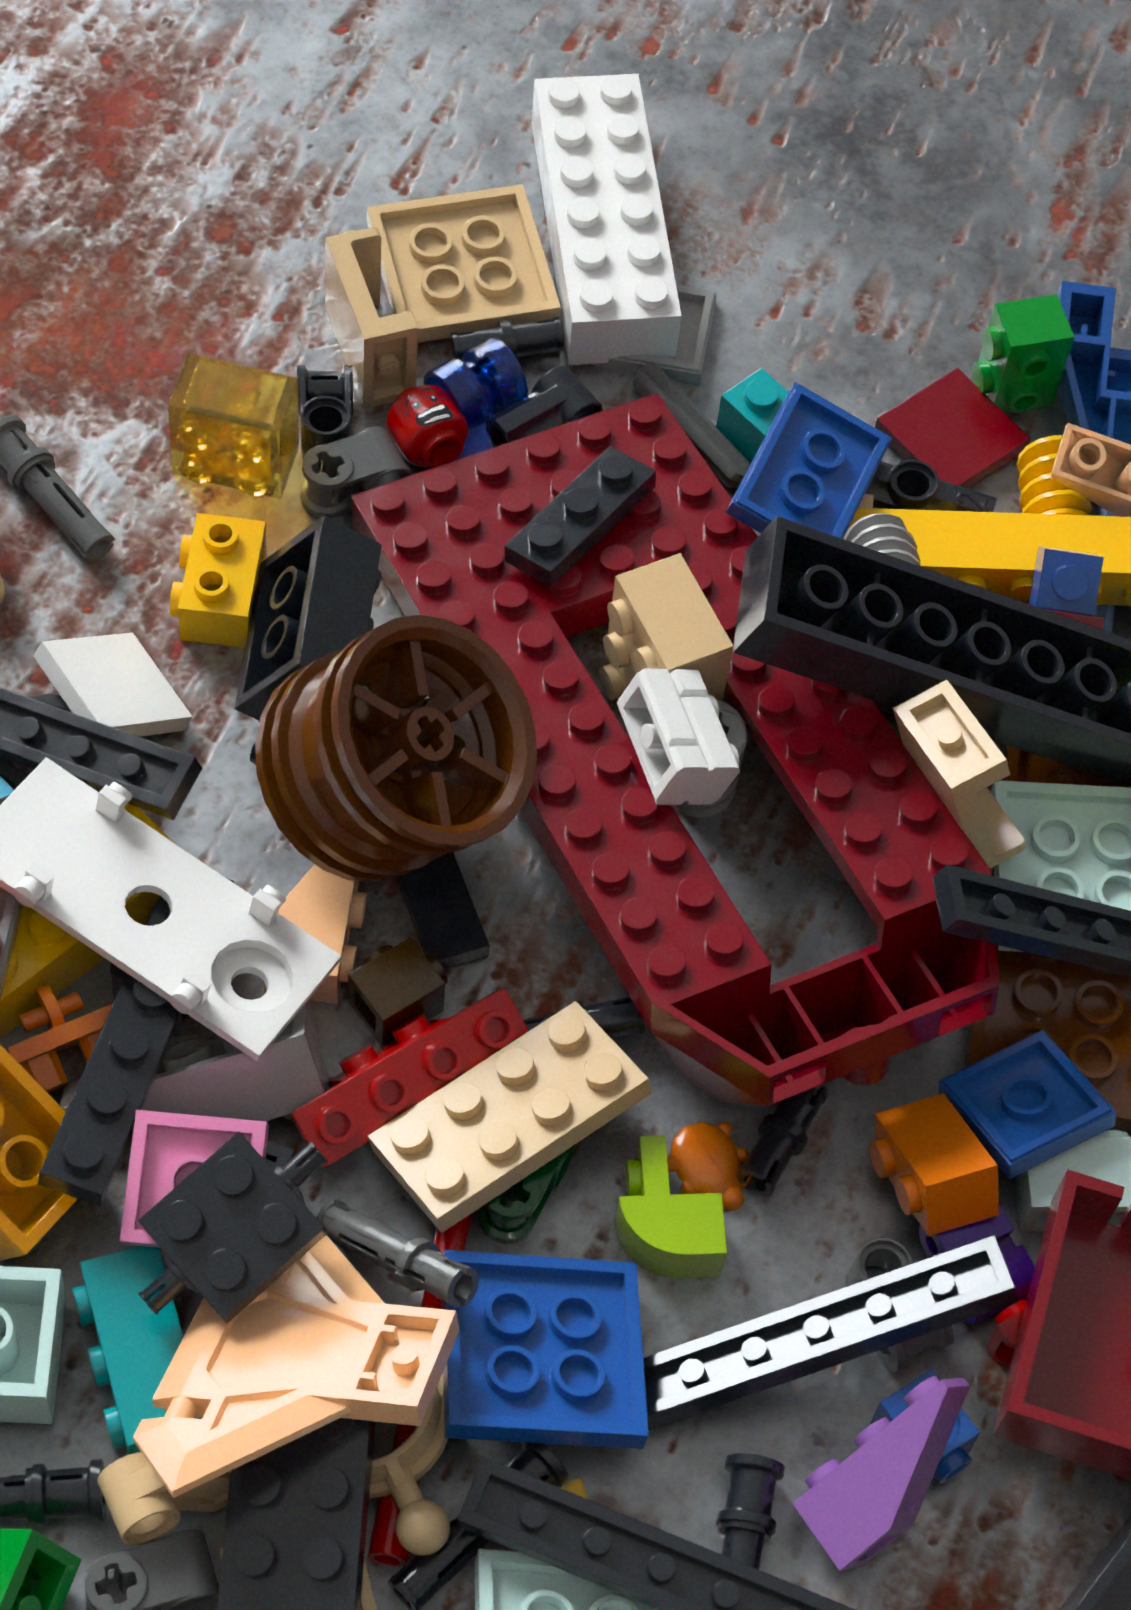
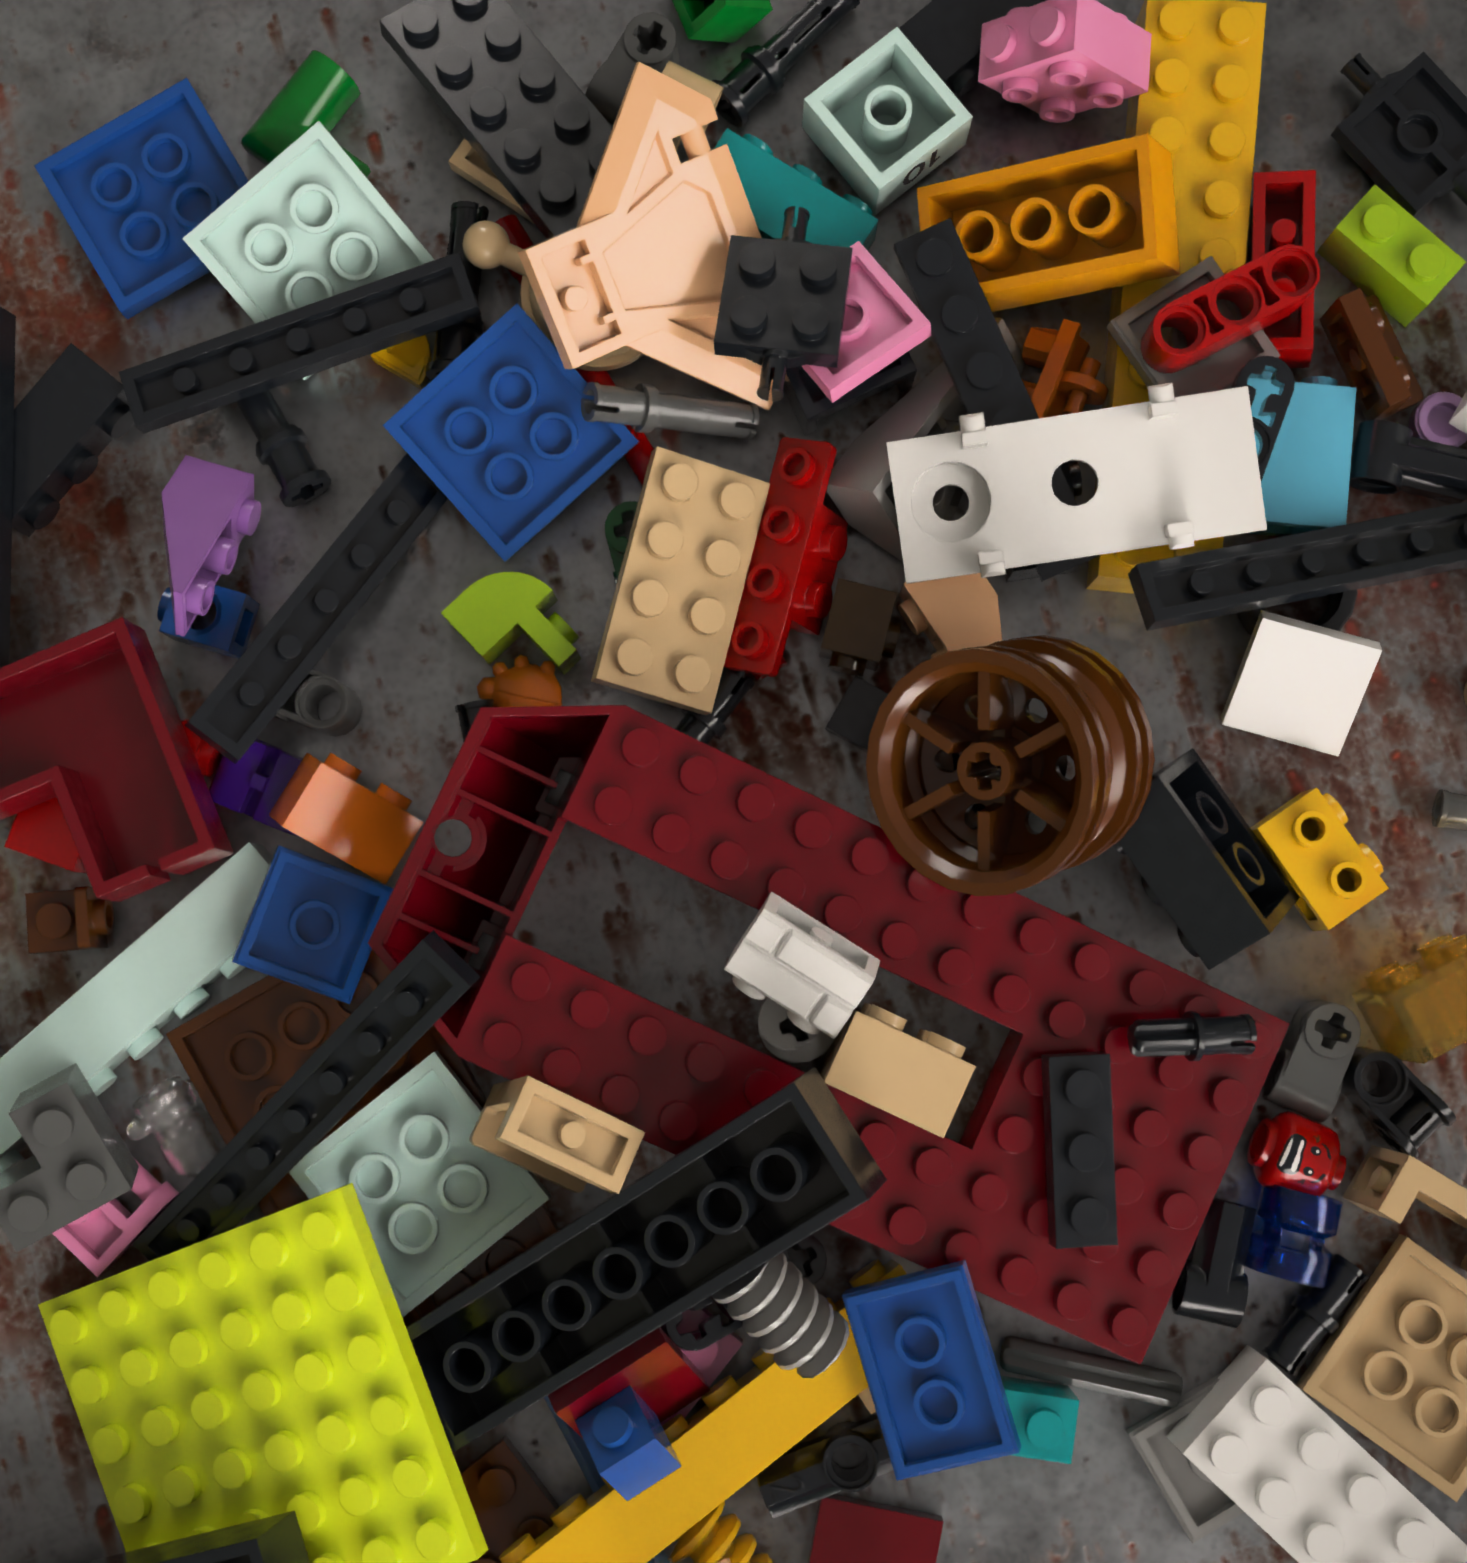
camera: 150 degrees right, 25 degrees up
(433, 517) = (1192, 1036): none -> black axle

